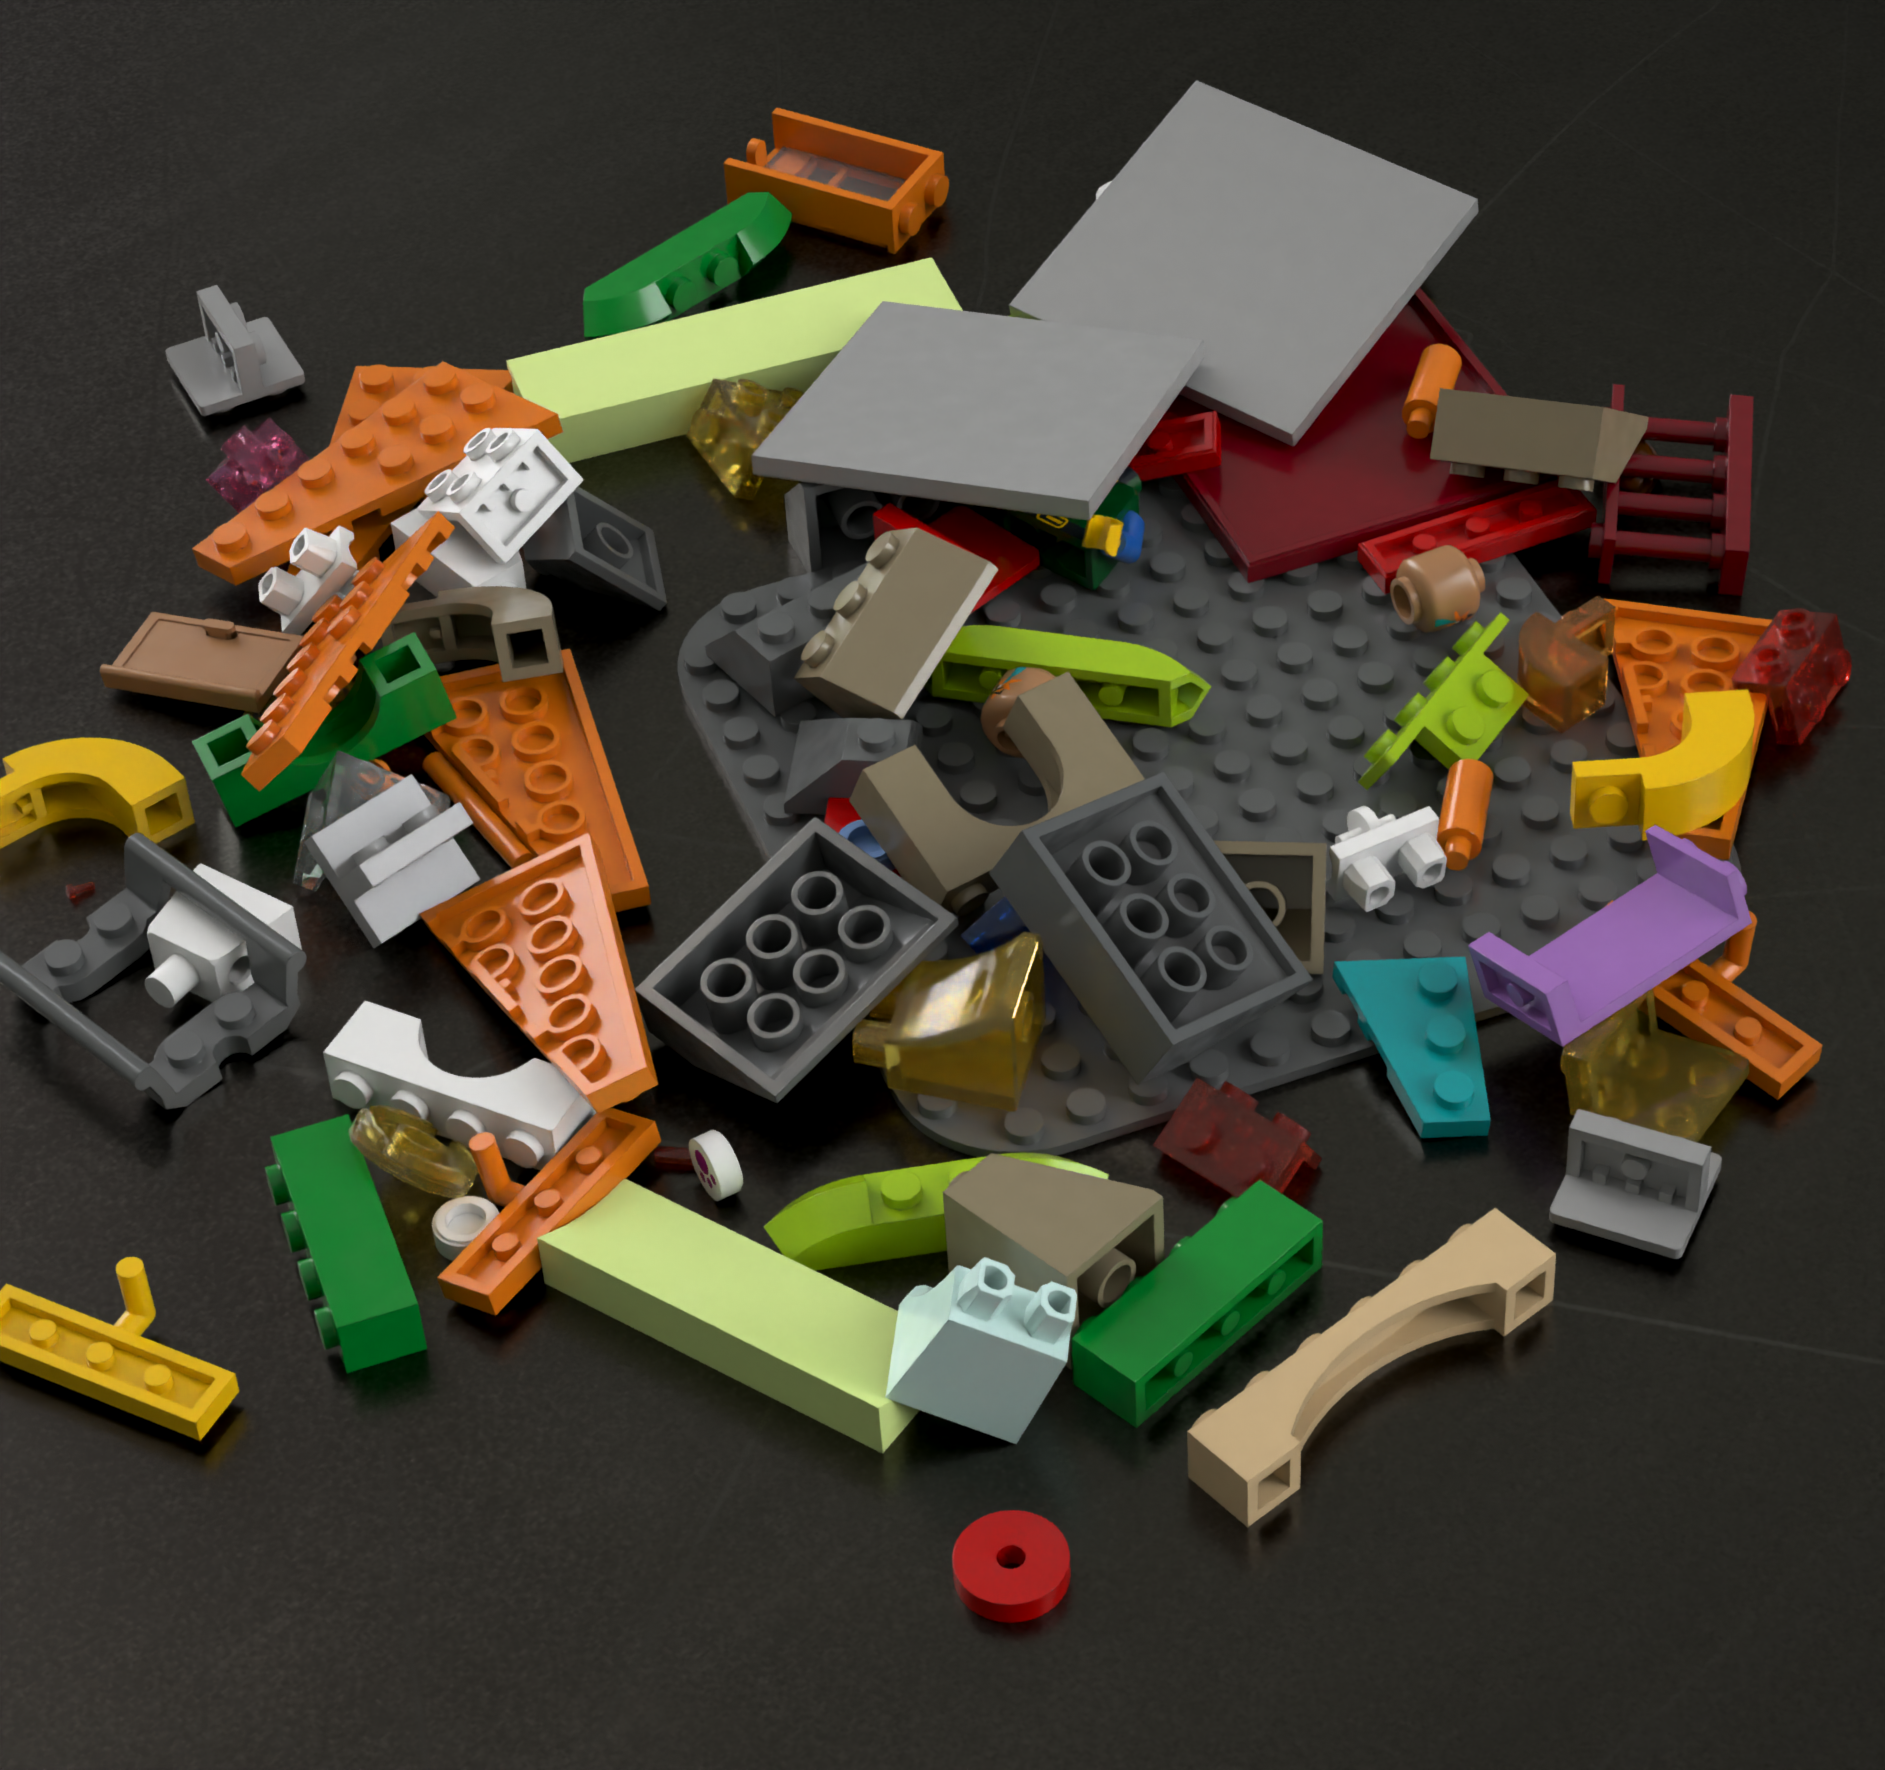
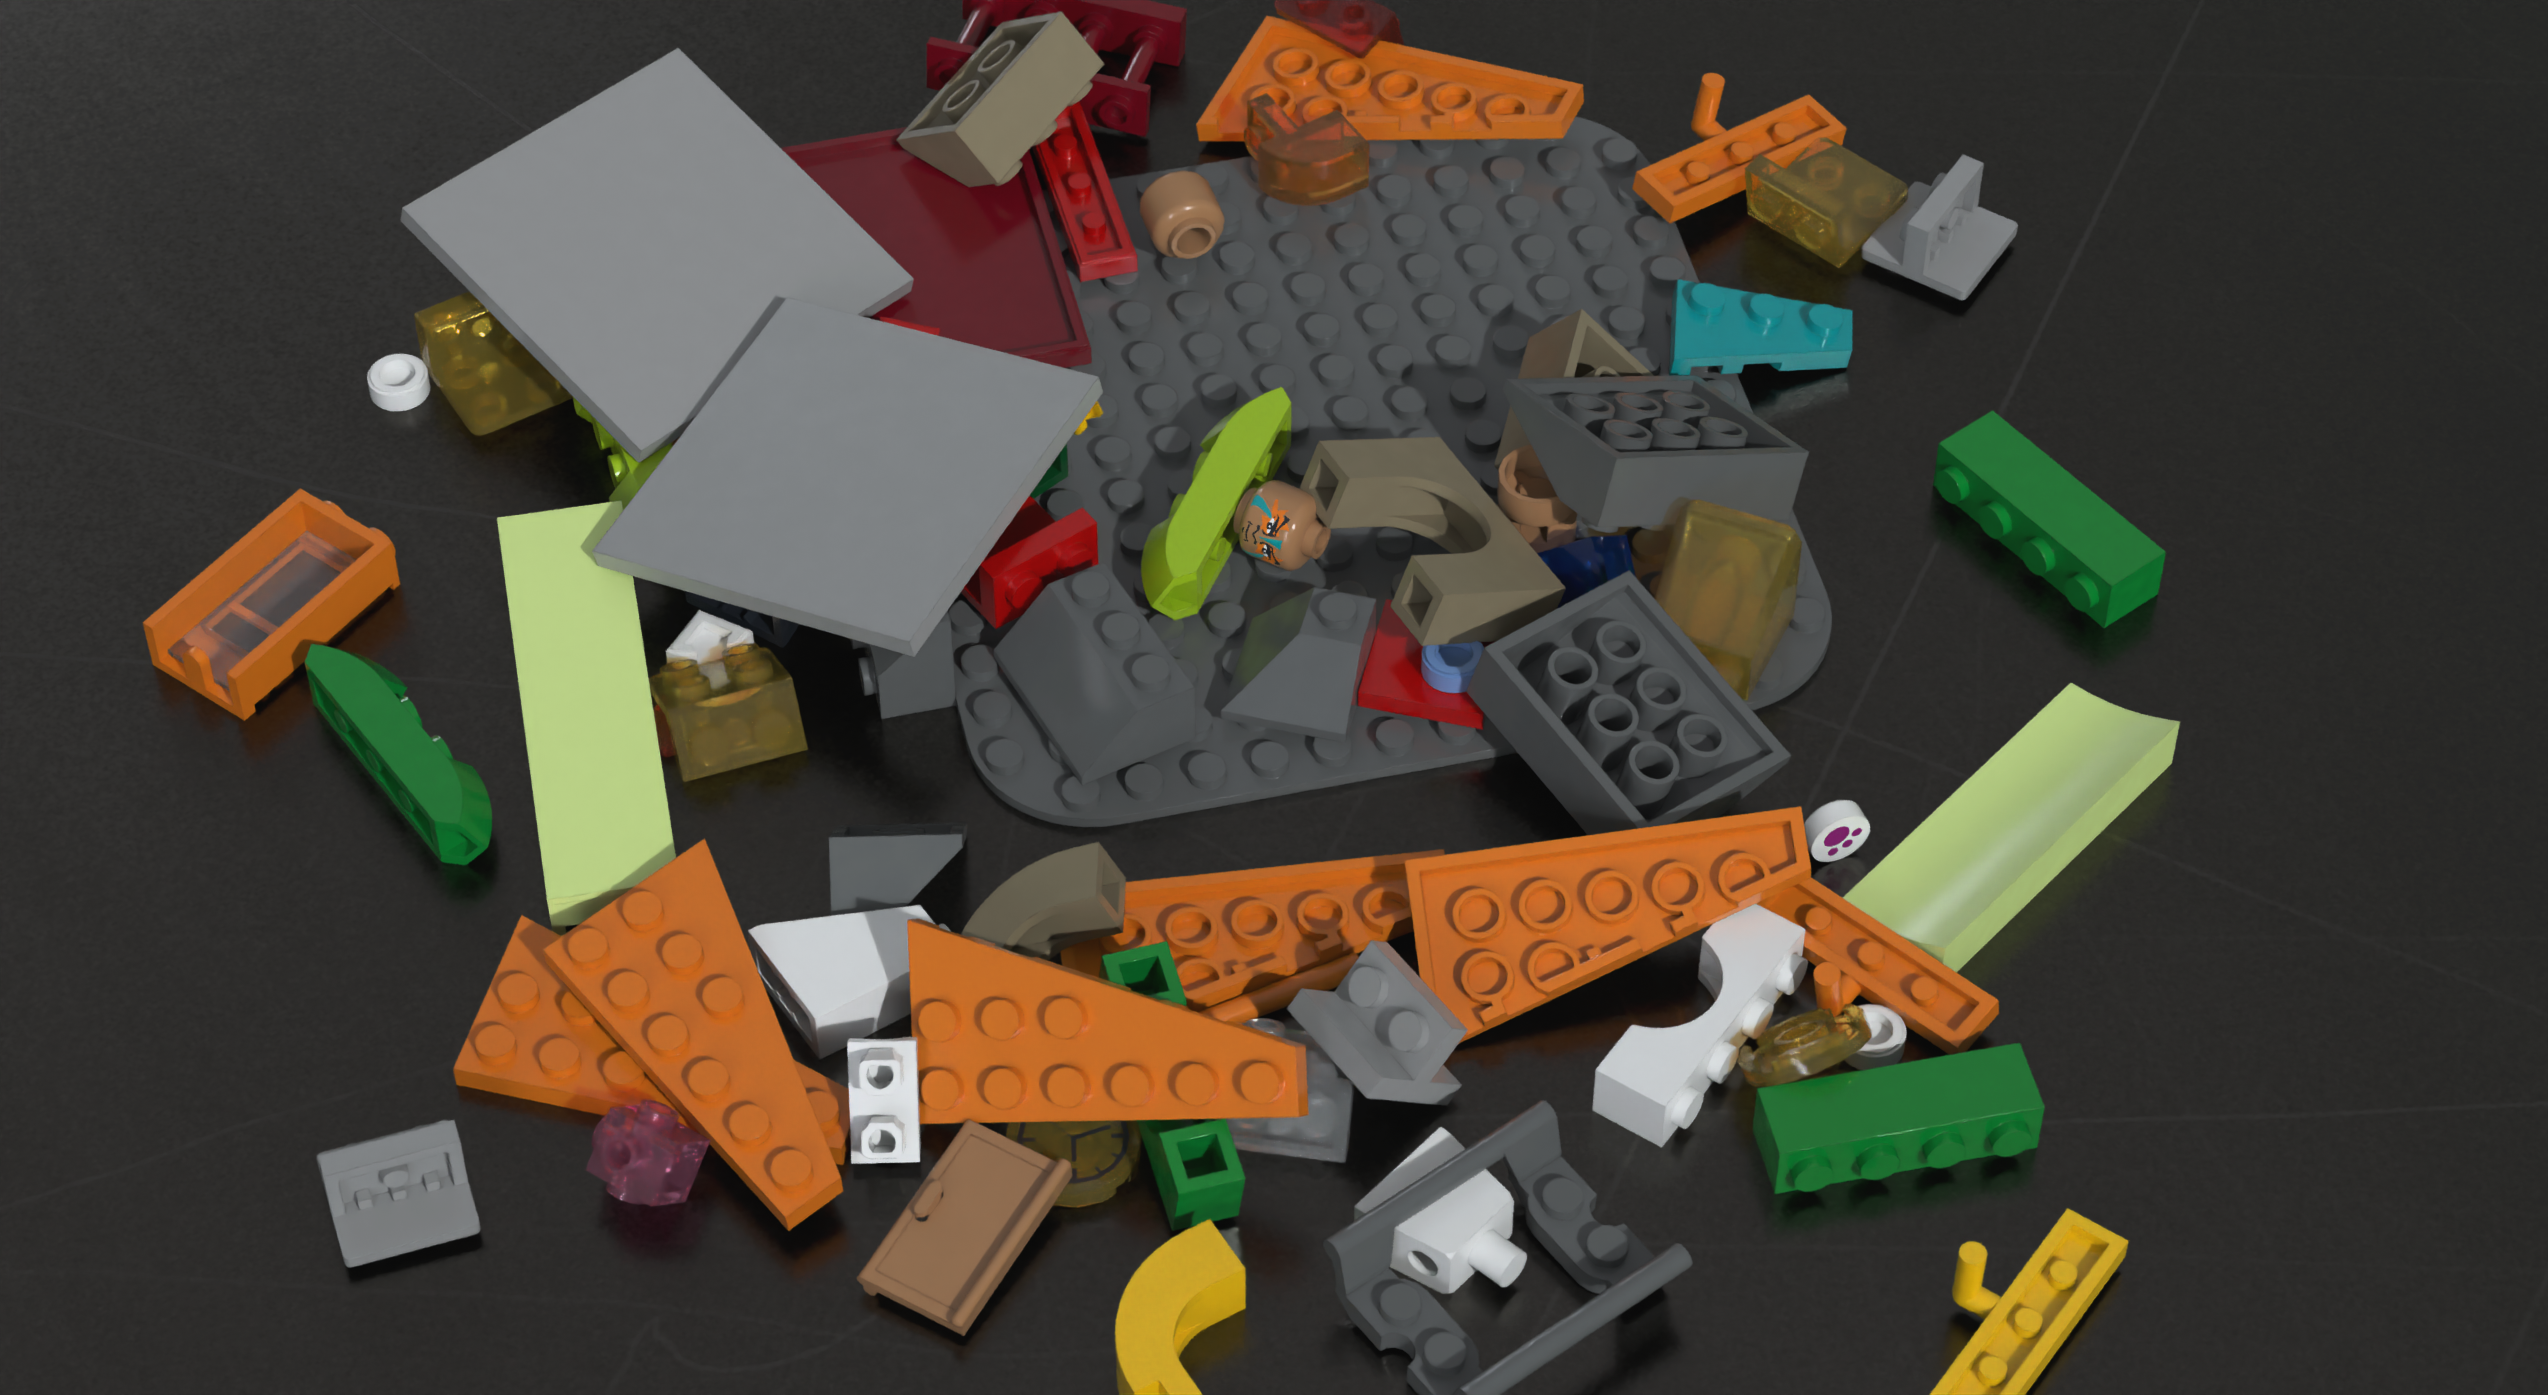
camera: 85 degrees left, 5 degrees up
(72, 890) = (1305, 1369): clear red piece -> none
(502, 488) = (832, 891): white bracket -> none
(880, 1214) = (1906, 684): lime brick -> none
(893, 624) = (1191, 570): dark tan slope -> none
(981, 1348) = (2126, 643): light aqua hips -> none
(1017, 1592) = (2311, 706): red piece -> none
(1055, 1229) = (2015, 588): dark tan slope -> none
(1231, 1144) = (1864, 472): clear red bracket -> none
(1382, 849) = (1530, 299): white hips -> none
(1436, 370) = (875, 174): orange cylinder -> none
(1461, 713) = (1339, 240): lime bracket -> none
(1464, 812) = (1484, 255): orange cylinder -> none
(1477, 1281) = (2210, 502): tan arch -> none
(1622, 947) = (1720, 160): medium lavender panel -> none
(1678, 787) = (1510, 68): yellow arch -> none

